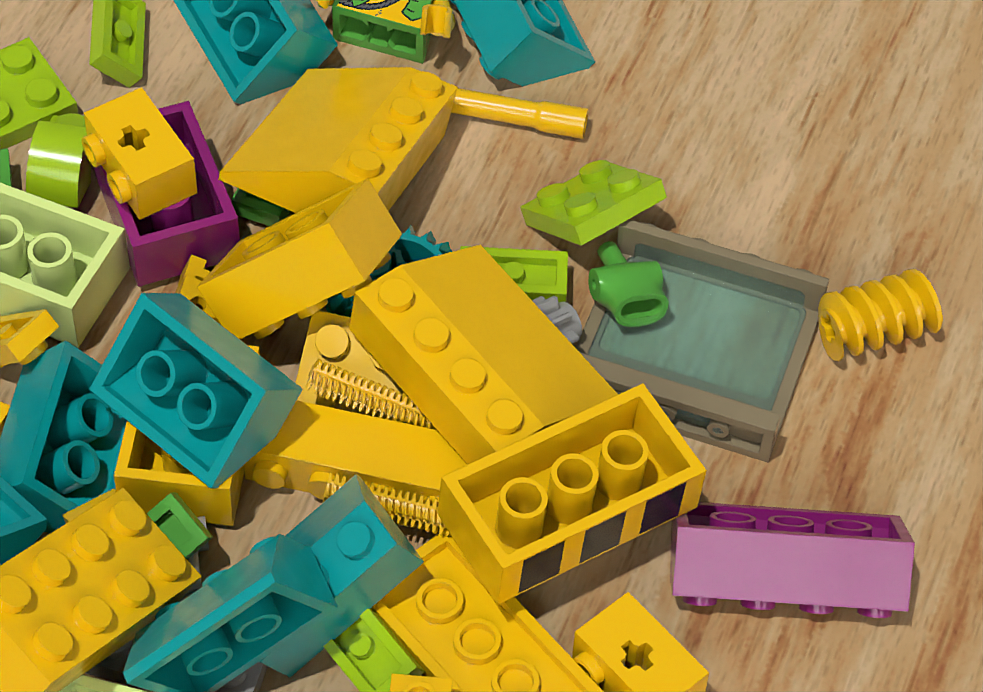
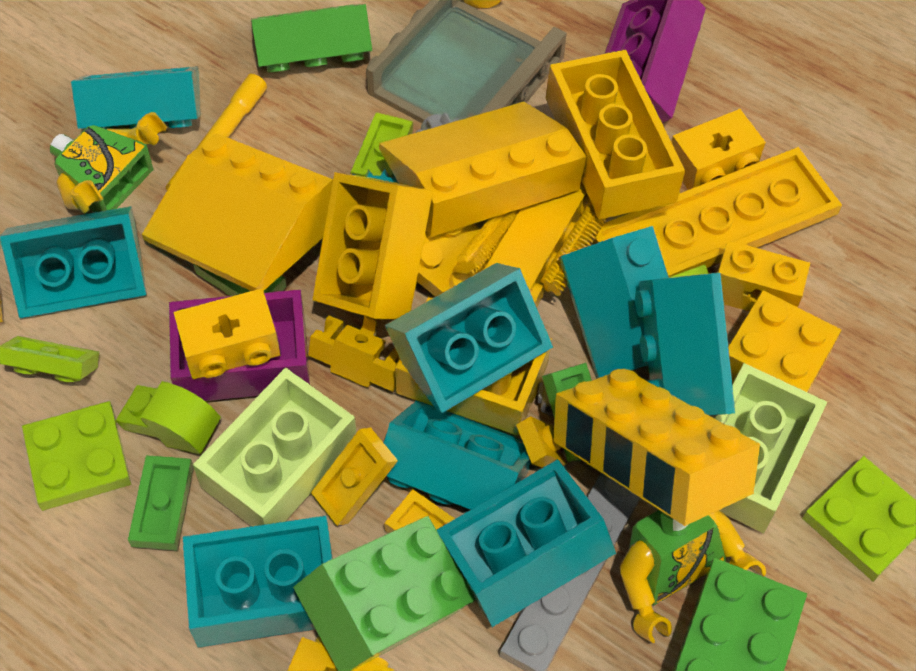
camera: 75 degrees left, 5 degrees up
(592, 201) = (341, 86): lime plate -> none
(628, 288) = (415, 86): bright green piece -> none
(677, 140) = (312, 36): none -> bright green slope

